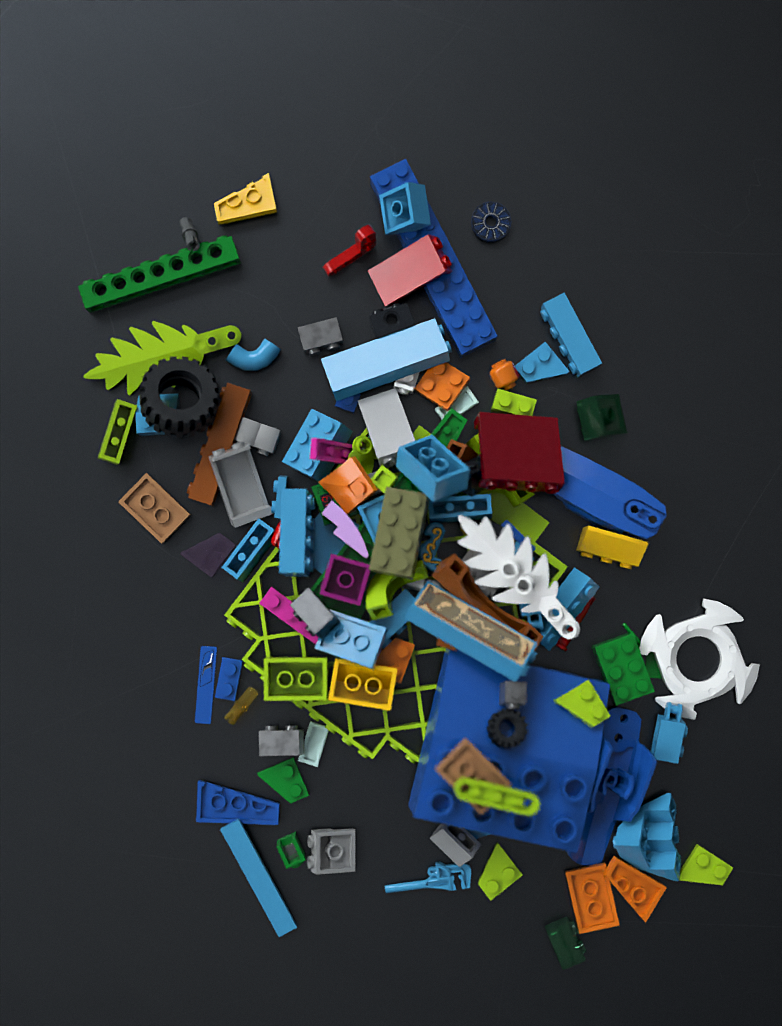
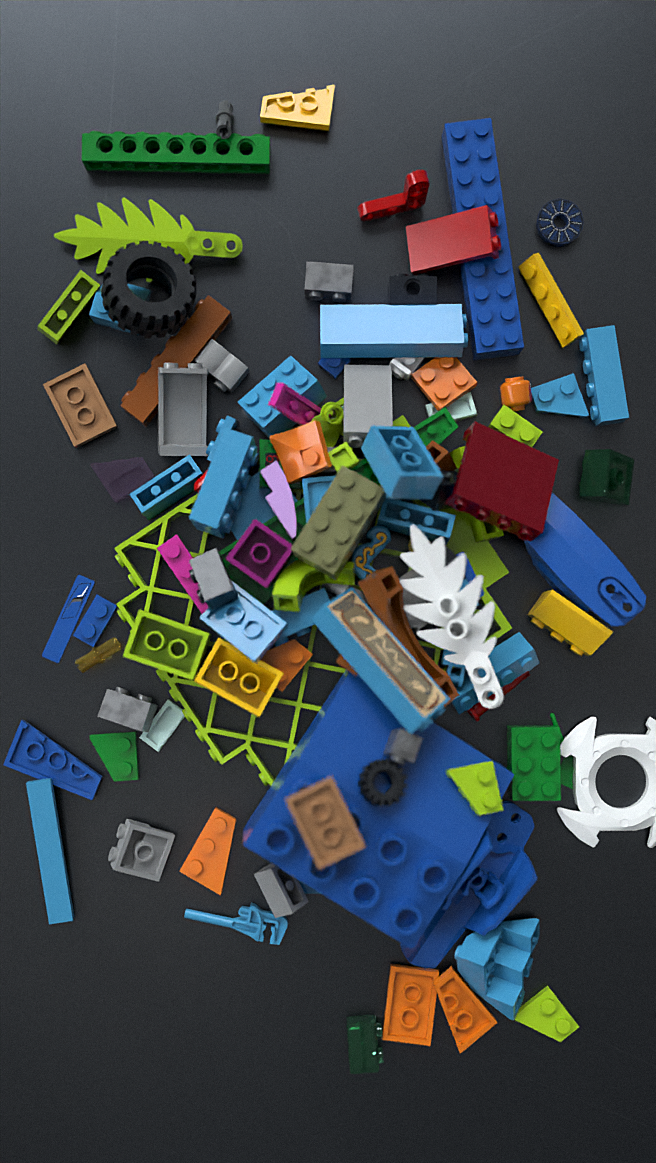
camera: 15 degrees right, 0 degrees up
(254, 359) = (247, 281): dark azure cylinder -> none
(291, 850) = (96, 833): green window -> none
(388, 834) = (210, 853): none -> orange wing
(405, 209) = (471, 169): dark azure slope -> none
(496, 796) = (344, 854): lime plate -> none
(498, 873) = (316, 940): lime wing -> none
(506, 288) = (550, 300): none -> yellow plate
(669, 735) = (560, 854): dark azure brick -> none

